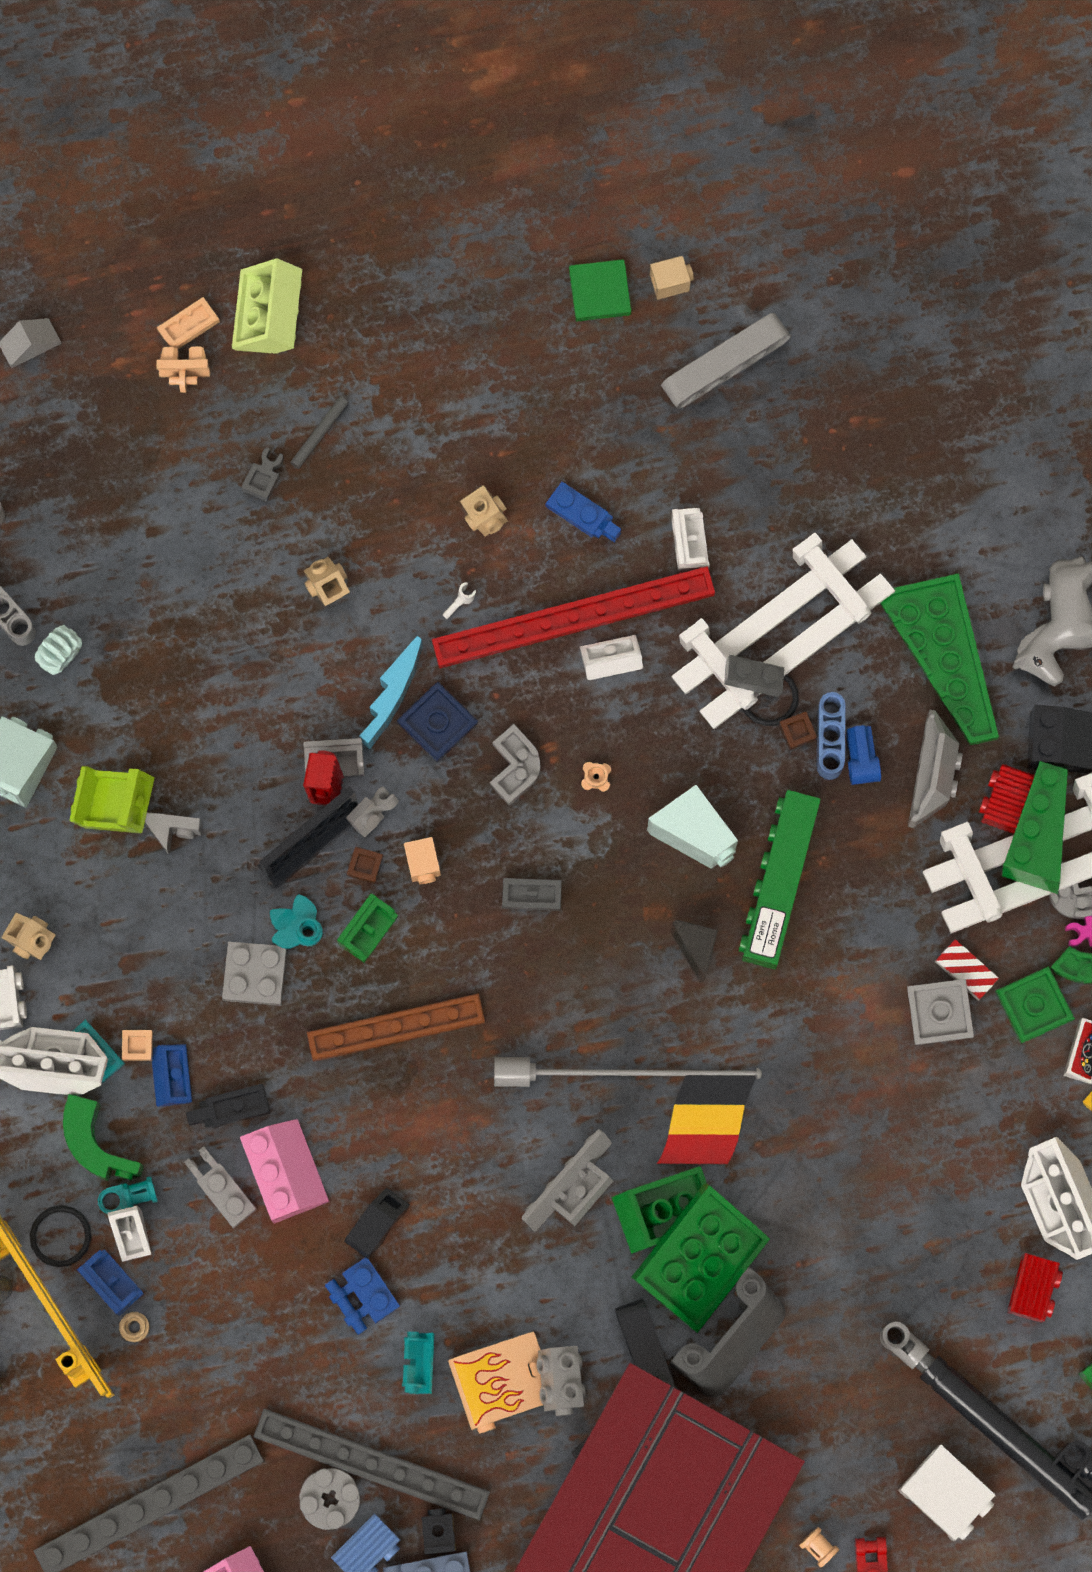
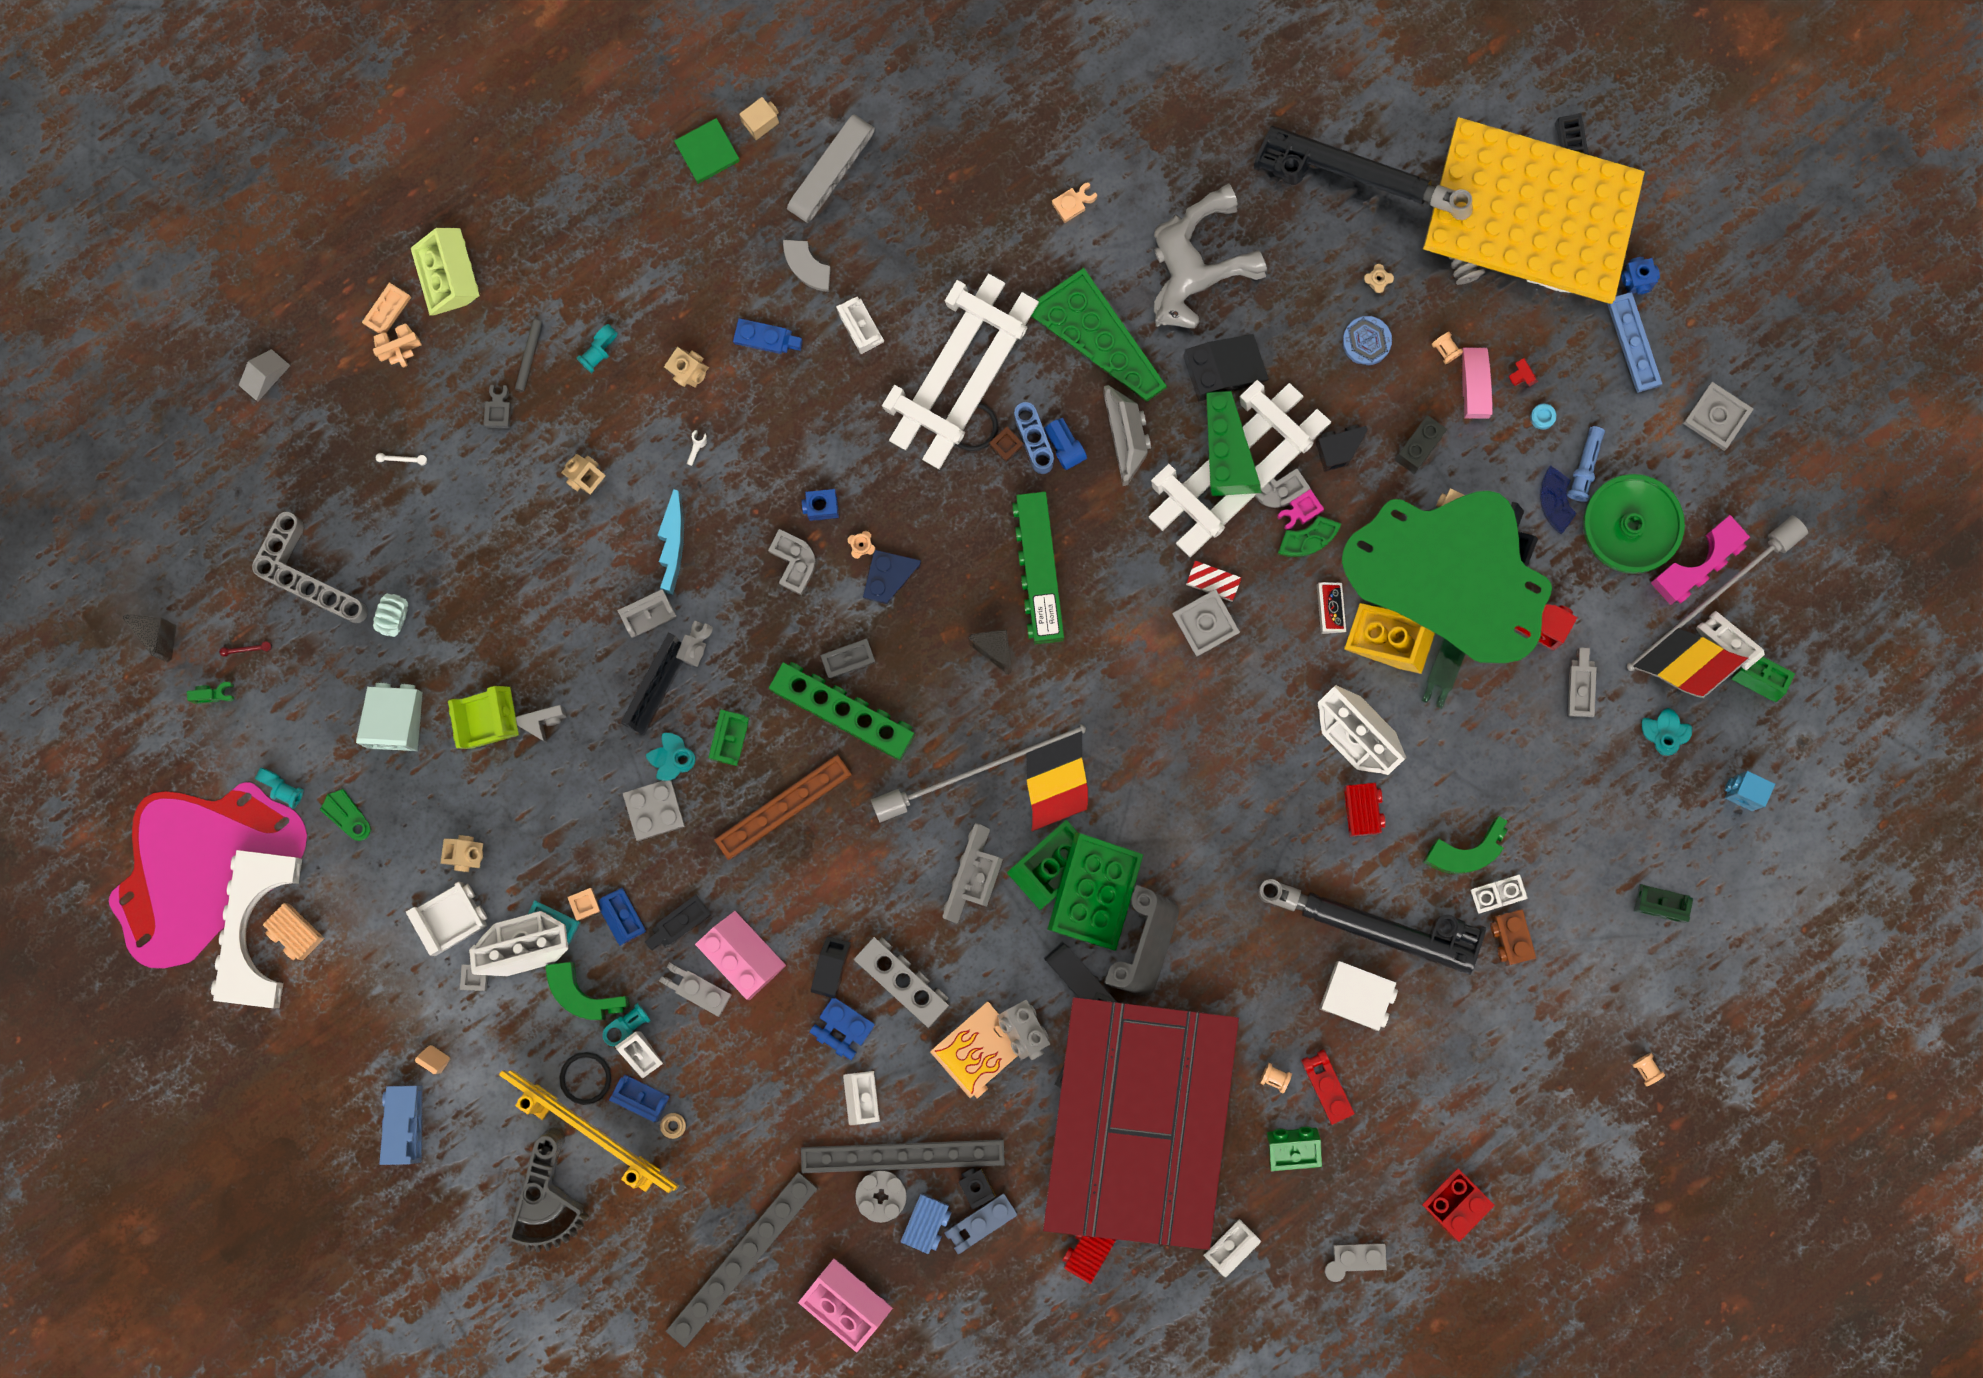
camera: 15 degrees left, 5 degrees up
(159, 498) = (422, 460): none -> white hinge
(322, 777) = (644, 633): red brick -> none
(352, 1381) = (861, 1098): none -> white slope
(365, 865) = (706, 688): reddish brown plate -> none
(394, 457) = (596, 352): none -> teal connector
(419, 1374) = (905, 1053): teal hinge -> none
(422, 860) = (750, 667): light nougat brick -> none
(422, 1231) = (868, 960): none -> light grey brick
(437, 722) = (717, 551): dark blue plate -> none
(543, 1010) = (783, 686): none -> green brick
(573, 617) = (792, 424): red plate -> none
(578, 725) = (828, 512): none -> blue brick
(611, 657) = (835, 444): white slope -> none
(611, 821) = (888, 575): none -> dark blue wing
(656, 455) = (805, 266): none -> light grey tile
(694, 829) = (956, 556): light aqua slope -> none
(754, 675) = (954, 414): dark grey plate -> none
(971, 499) = (1071, 203): none -> light nougat plate
(1006, 799) = (1192, 432): red brick -> none
(1034, 1005) = (1277, 587): green tile -> none

